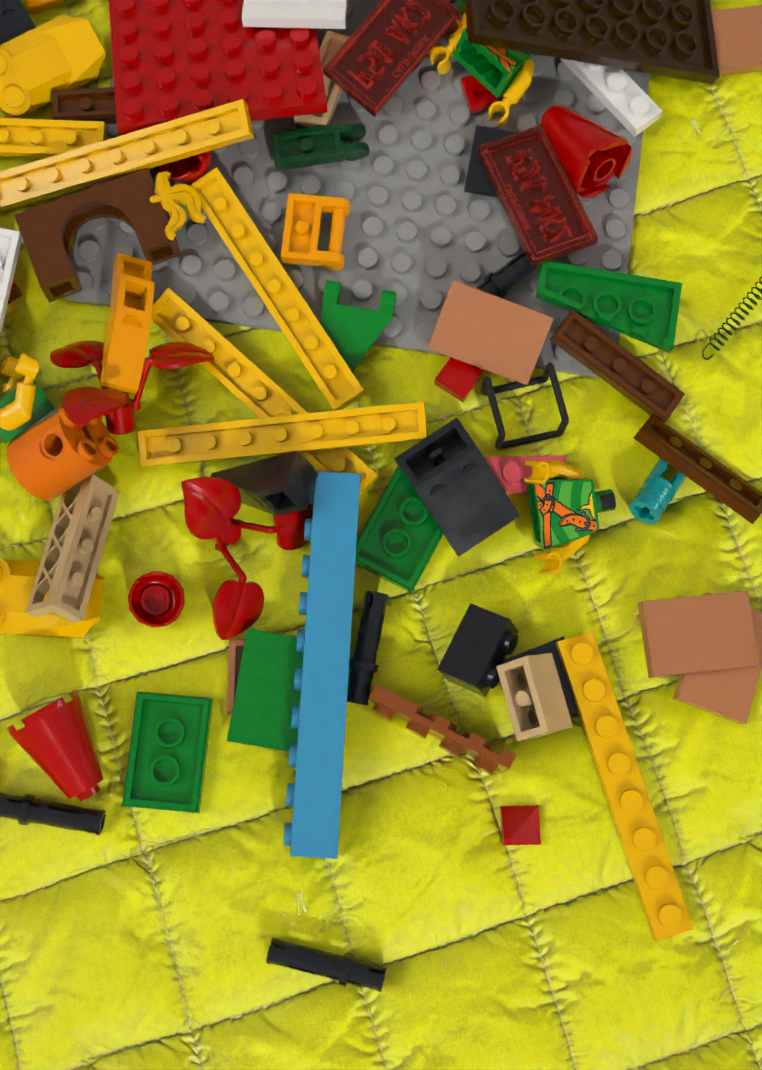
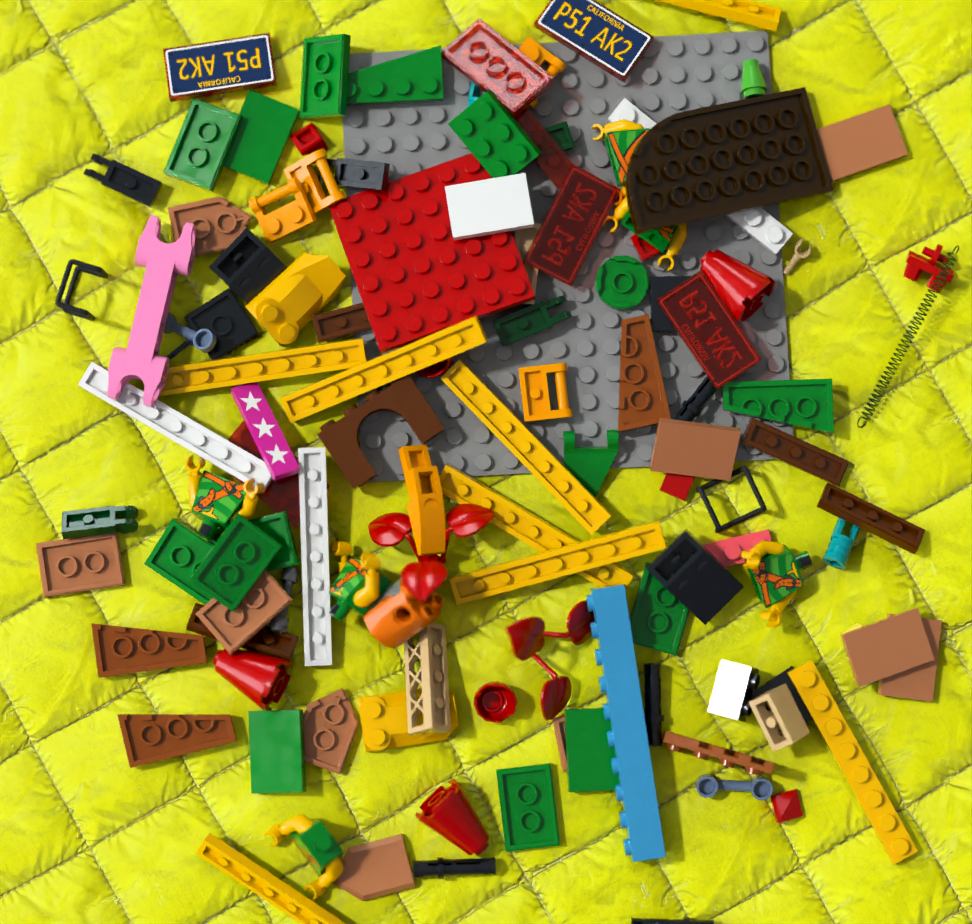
camera: 10 degrees left, 10 degrees up
(171, 197) = (437, 389): yellow piece -> none
(274, 484) = (565, 605): black slope -> none
(438, 236) = (640, 381): none -> dark orange wing
(440, 128) = (622, 282): none -> green tile
(488, 790) = (759, 786): none -> sand blue bar
(659, 146) = (797, 256): none -> tan hand

